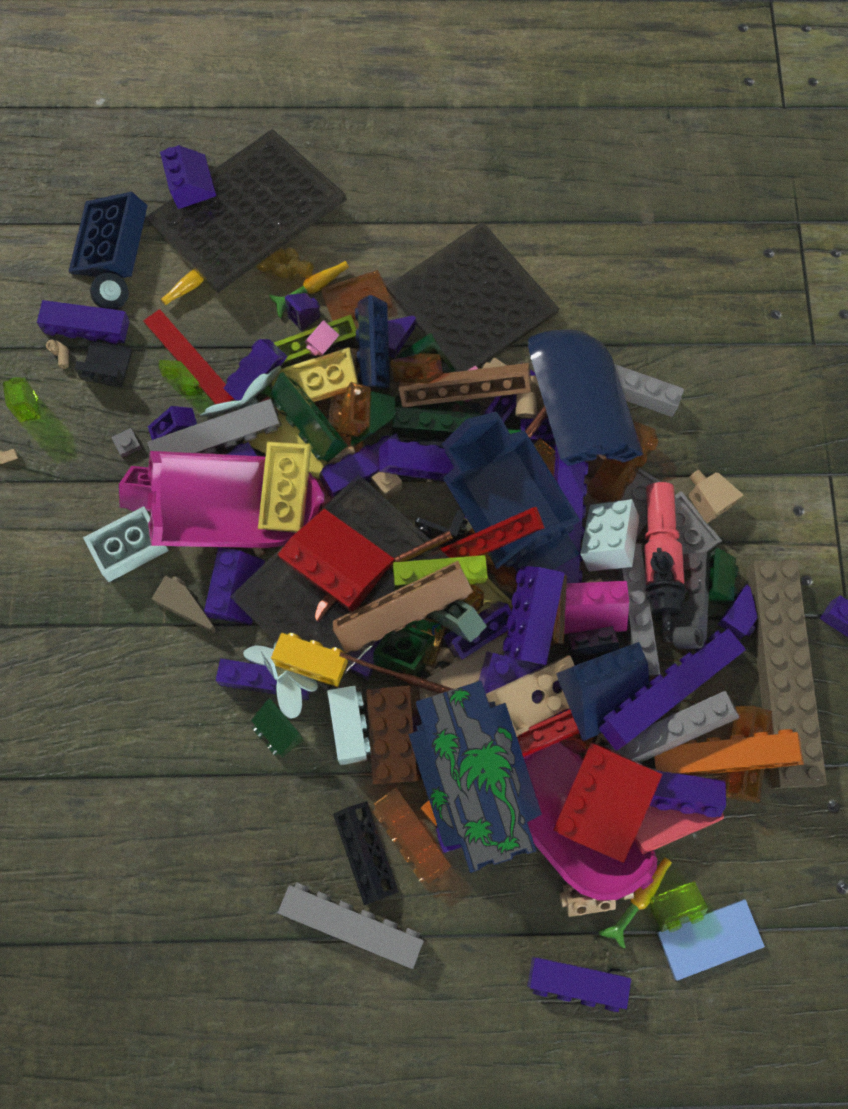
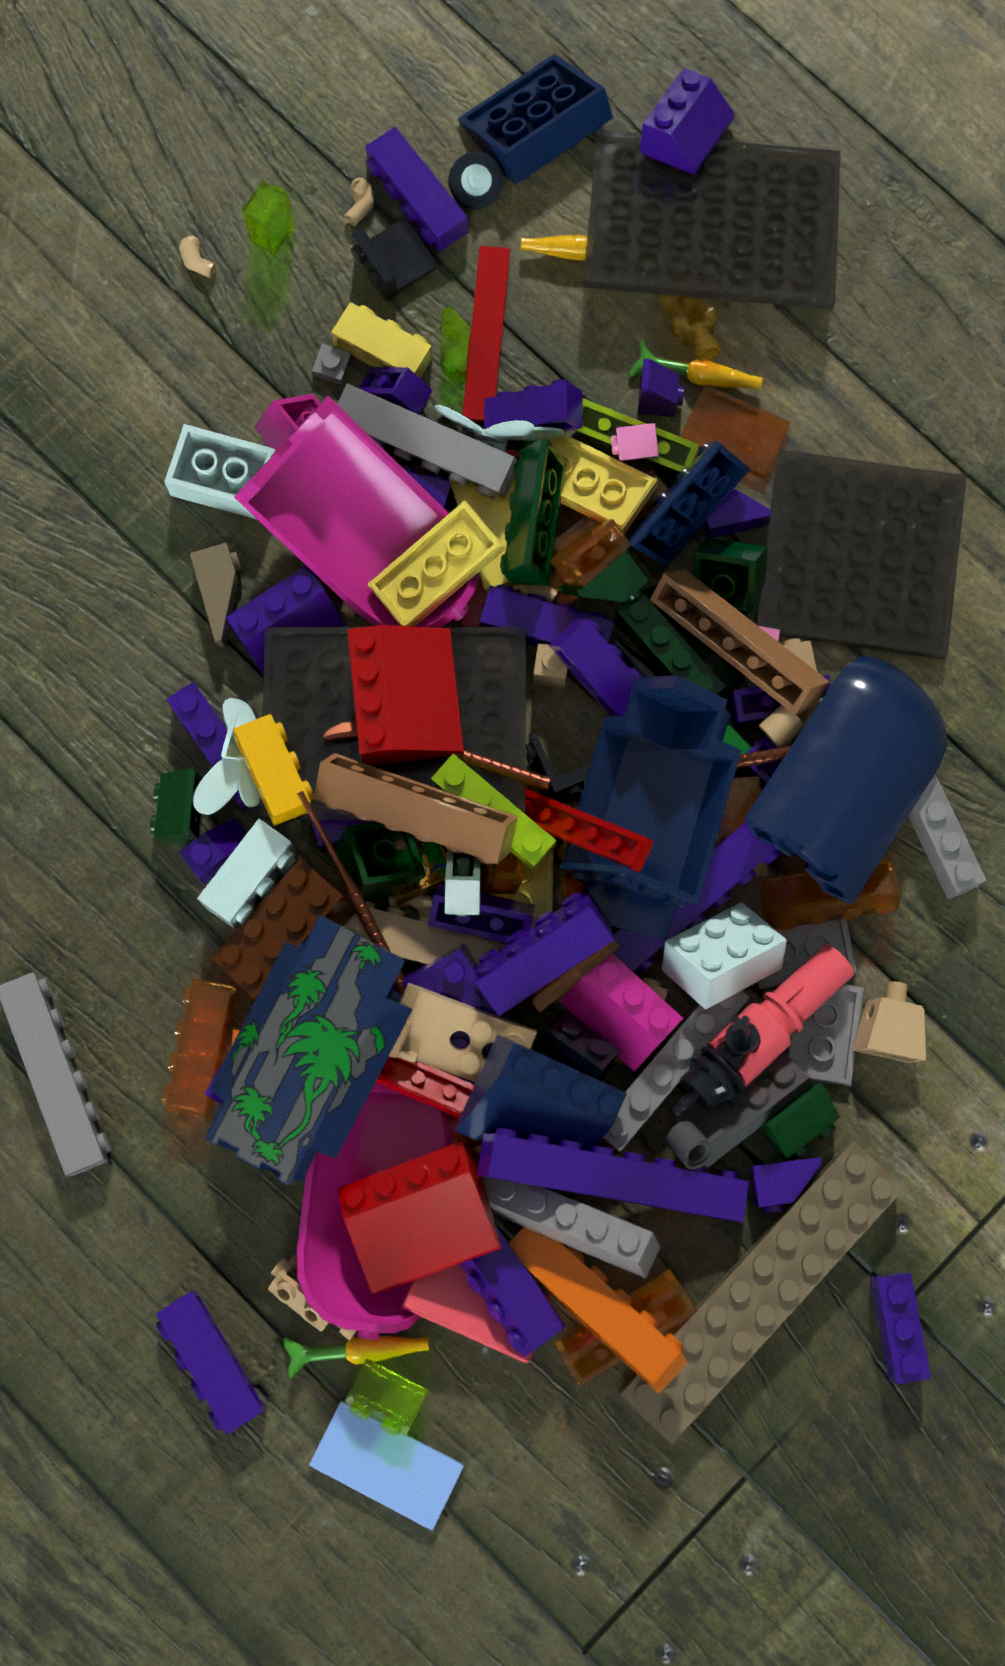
camera: 50 degrees right, 5 degrees up
(140, 409) = (380, 341): none -> light yellow brick
(316, 730) = (212, 849): none -> dark purple slope
(361, 853) = (130, 1017): black fence -> none
(417, 368) = (706, 573): clear orange slope -> none

